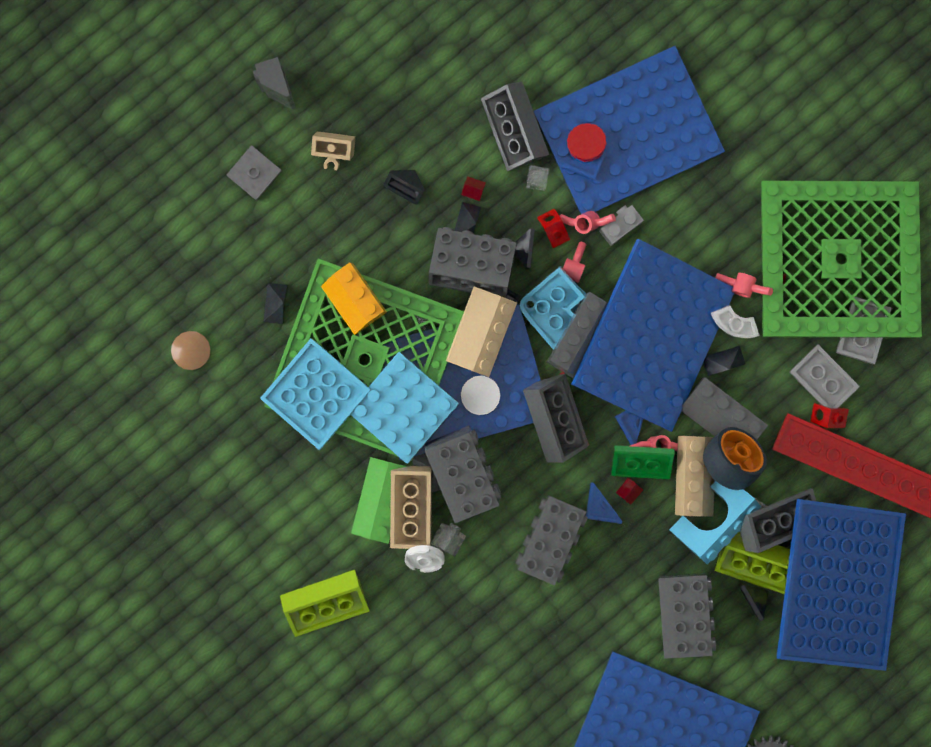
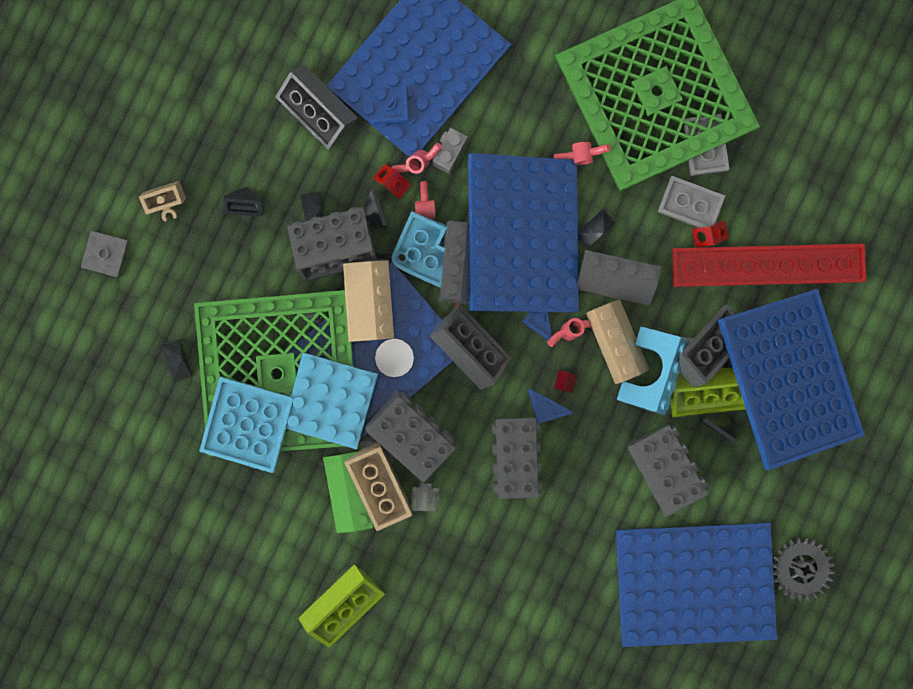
camera: 20 degrees left, 0 degrees up
(190, 350) = (120, 436): medium nougat dish -> none
(272, 80) = (80, 163): dark grey slope -> none
(353, 298) = (241, 323): light orange slope -> none
(424, 558) = (410, 525): white tile -> none
(473, 188) = (305, 179): dark red slope -> none
(537, 177) = (356, 143): clear brick -> none
(586, 142) = (385, 91): red tile -> none
(642, 462) = (565, 350): green tile -> none
(734, 458) = (645, 310): wheel -> none
(735, 325) = (590, 192): white tile -> none

